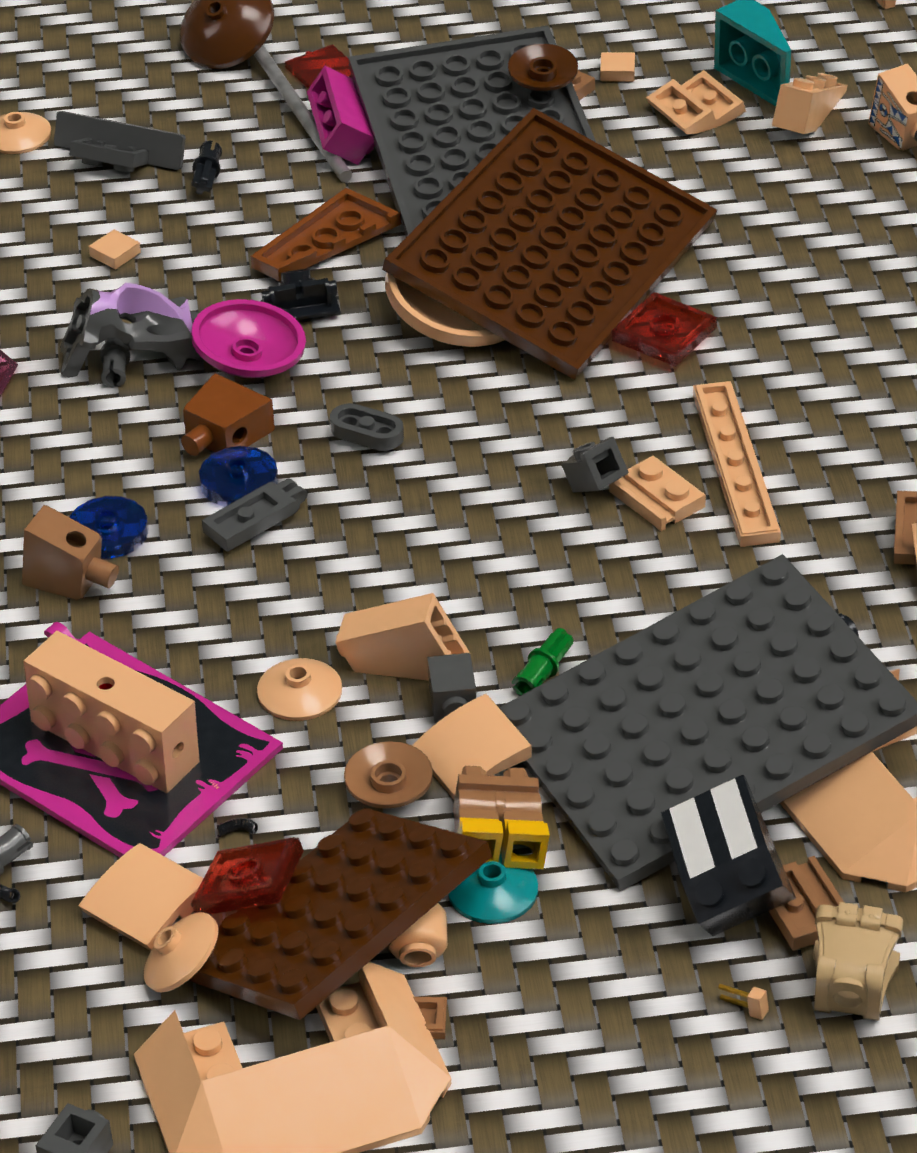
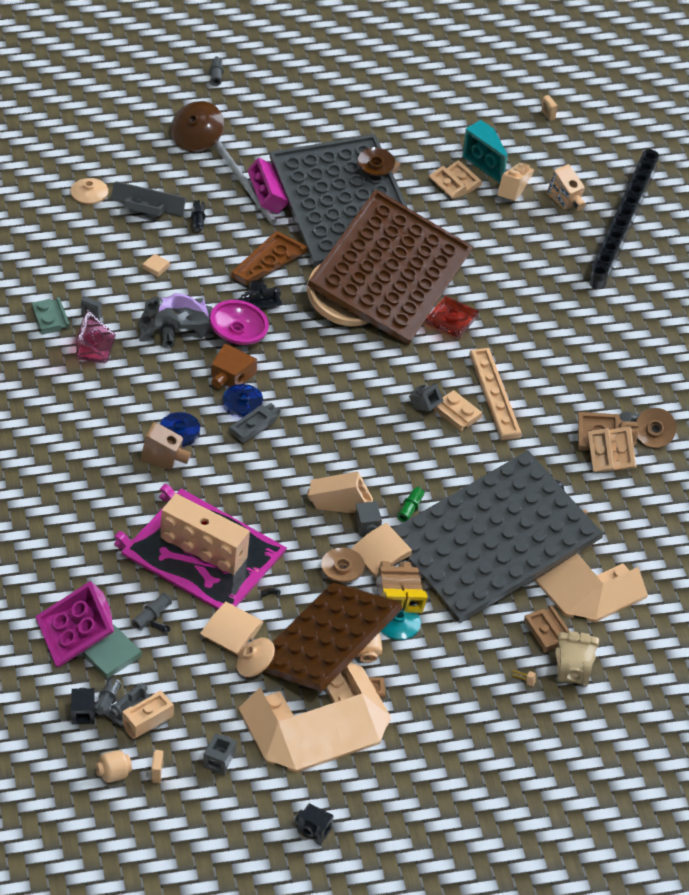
camera: 10 degrees left, 5 degrees up
(248, 876) = (283, 619): clear red plate -> none
(299, 689) = (290, 518): light nougat dish -> none
(309, 65) = (250, 151): clear red piece -> none
(367, 427) = (305, 373): dark grey plate -> none
(617, 67) = (411, 155): light nougat tile -> none
(726, 857) = (512, 606): black slope -> none

